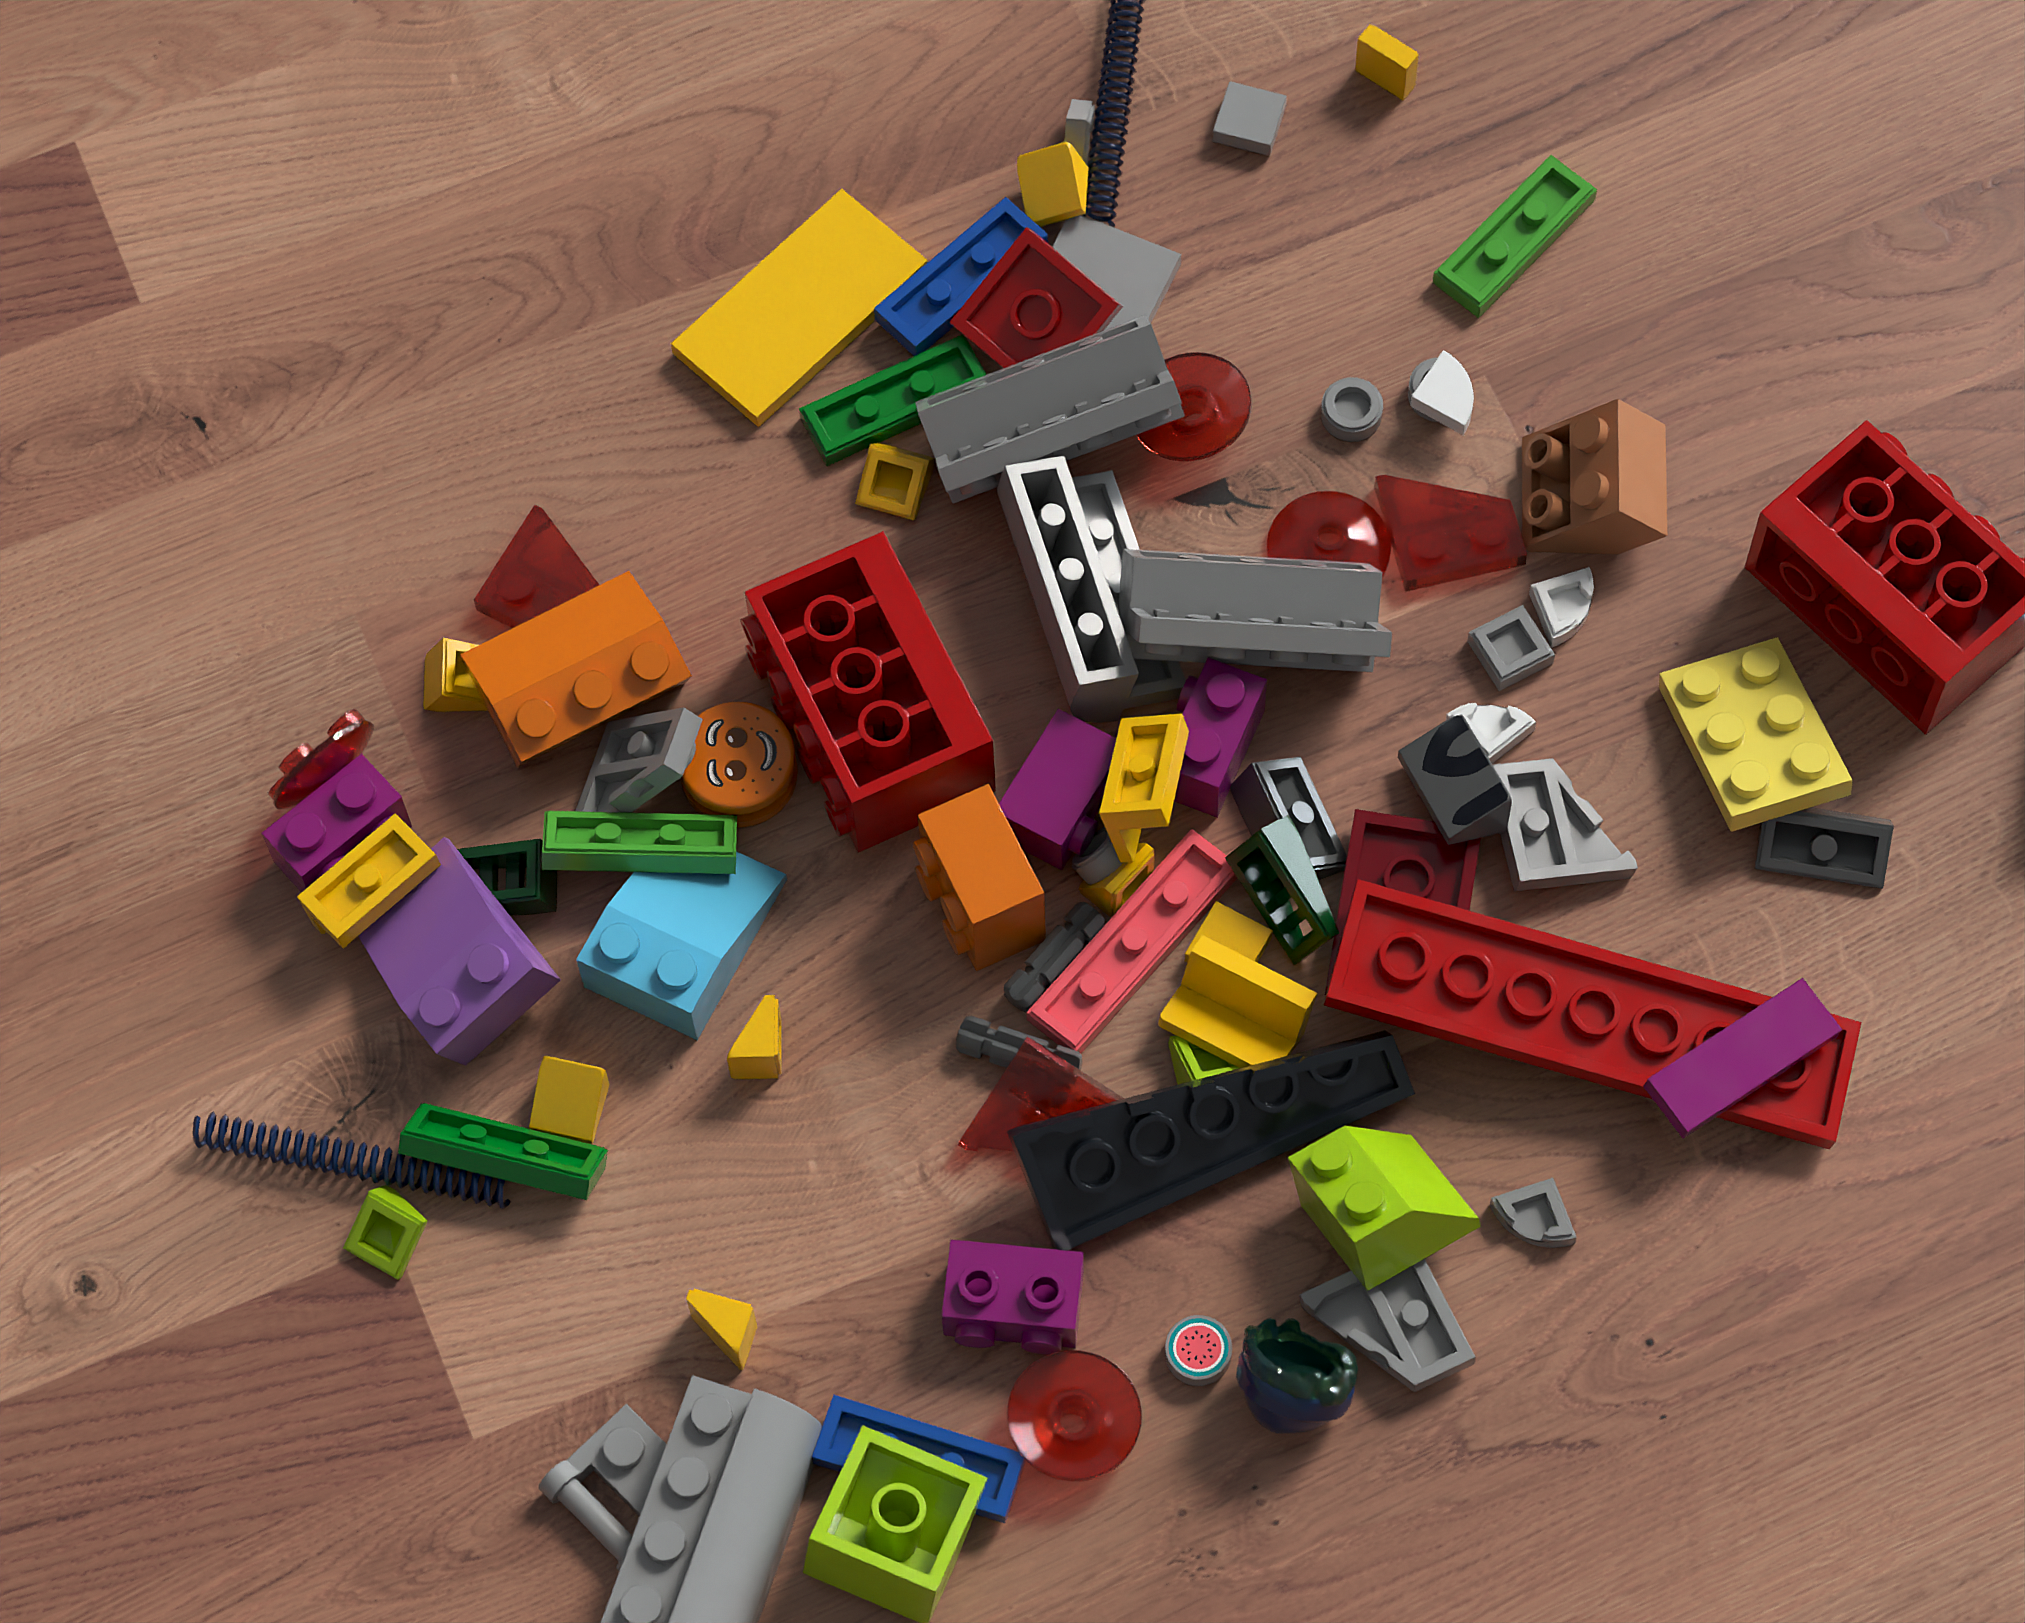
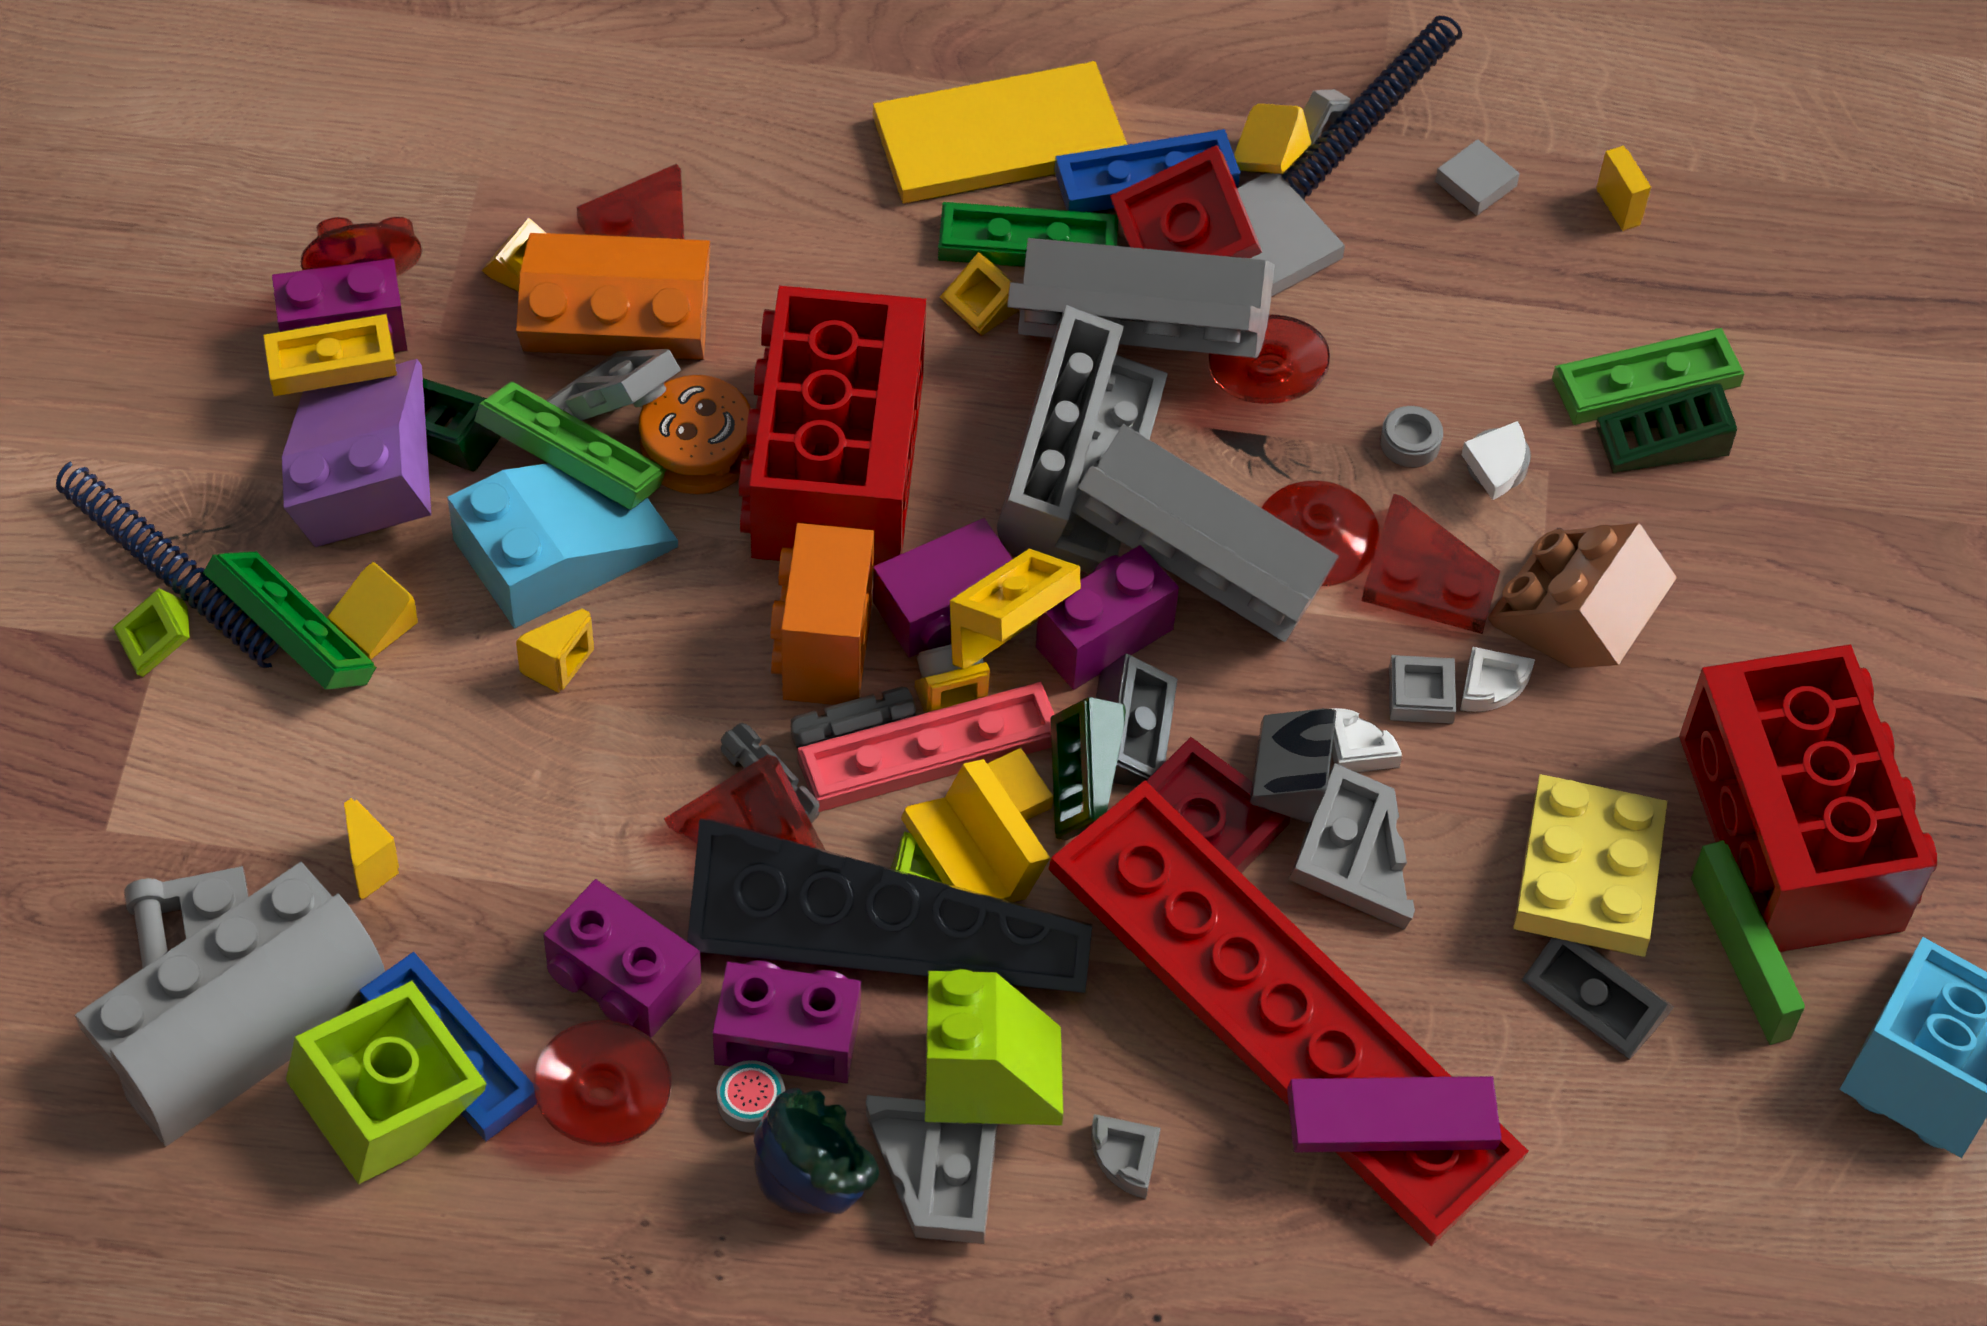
camera: 25 degrees right, 10 degrees down
(1189, 1266) = (788, 1020): none -> magenta brick
(1588, 249) = (1688, 408): none -> dark green slope
(1920, 730) = (1747, 942): none -> bright green tile

